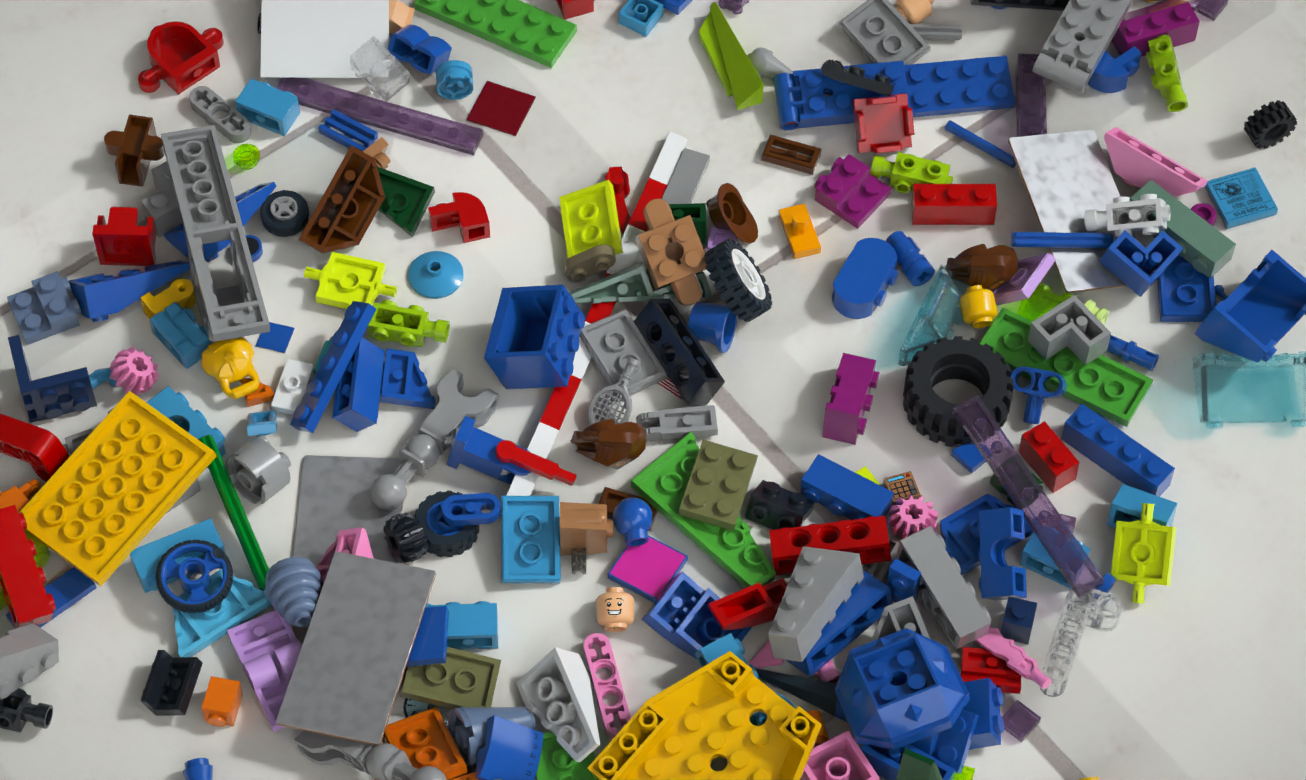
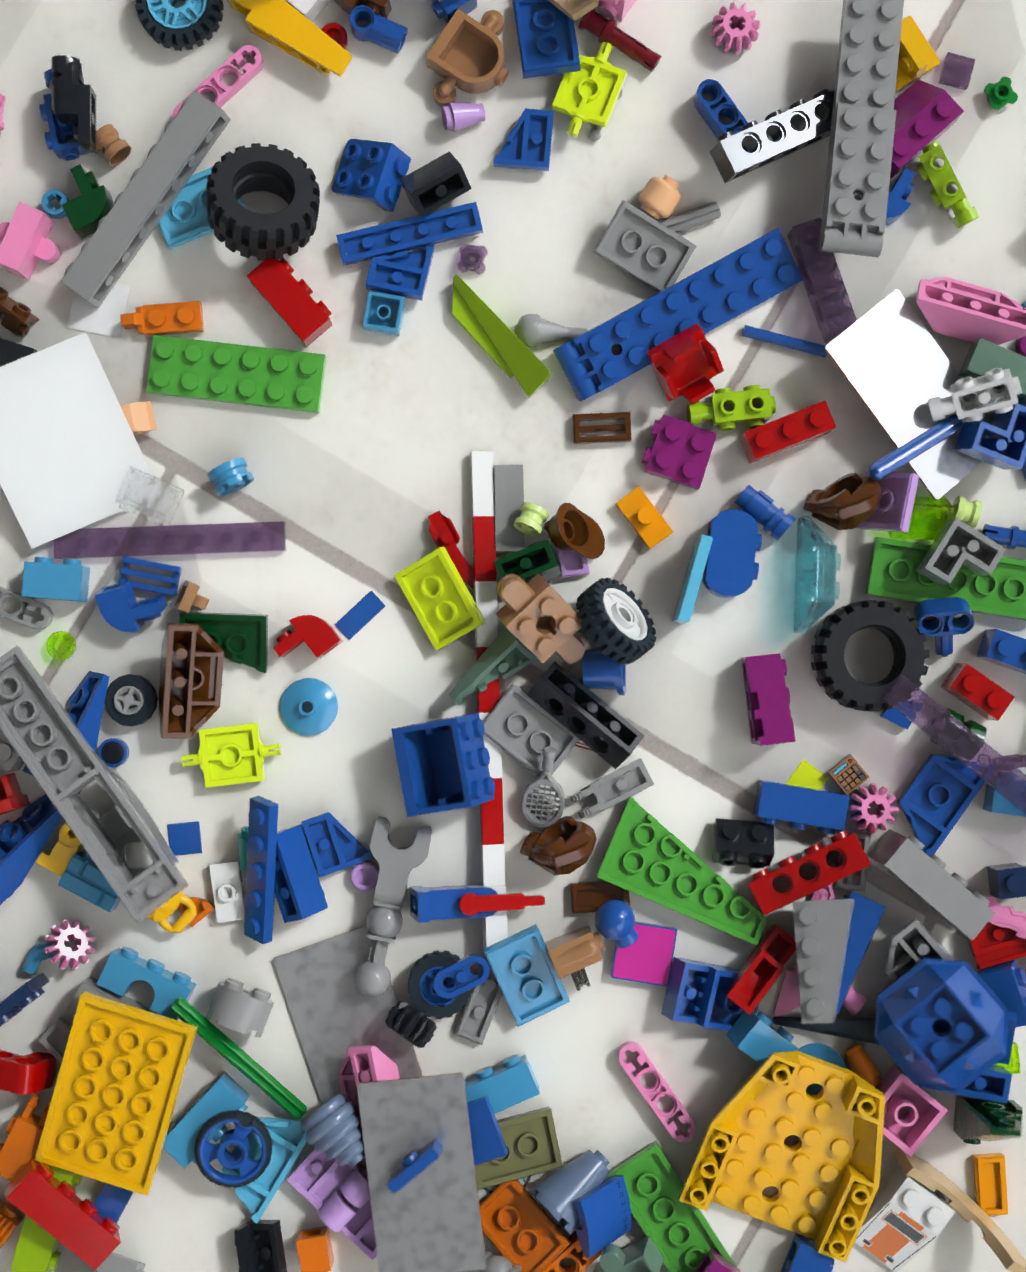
camera: 25 degrees left, 30 degrees up
(262, 423) = (219, 955): dark azure plate -> none
(314, 141) = (122, 610): none -> blue brick
(356, 624) = (413, 1165): none -> blue plate
(405, 325) = (302, 787): lime brick -> none
(417, 47) = (178, 452): blue brick -> none
(417, 415) = (364, 875): none -> lavender tile
(475, 558) = (480, 1010): none -> light grey tile
(501, 108) = (289, 482): dark red piece -> none
(514, 222) = (360, 615): none -> blue sticker
(562, 698) = (624, 1127): white wedge -> none
(589, 262) = (449, 652): dark tan plate -> none
(615, 610) = (634, 1016): light nougat head -> none
(698, 189) = (531, 519): none -> yellowish green wheel
(718, 485) = (680, 849): olive plate -> none
(819, 279) = (692, 579): none -> medium azure tile
(856, 77) = (647, 330): black hinge -> none
(903, 581) = (893, 893): blue plate -> none
(978, 307) = (856, 551): yellow head -> none
(997, 531) = (978, 848): blue arch -> none
(1244, 34) = (993, 97): none -> green plate

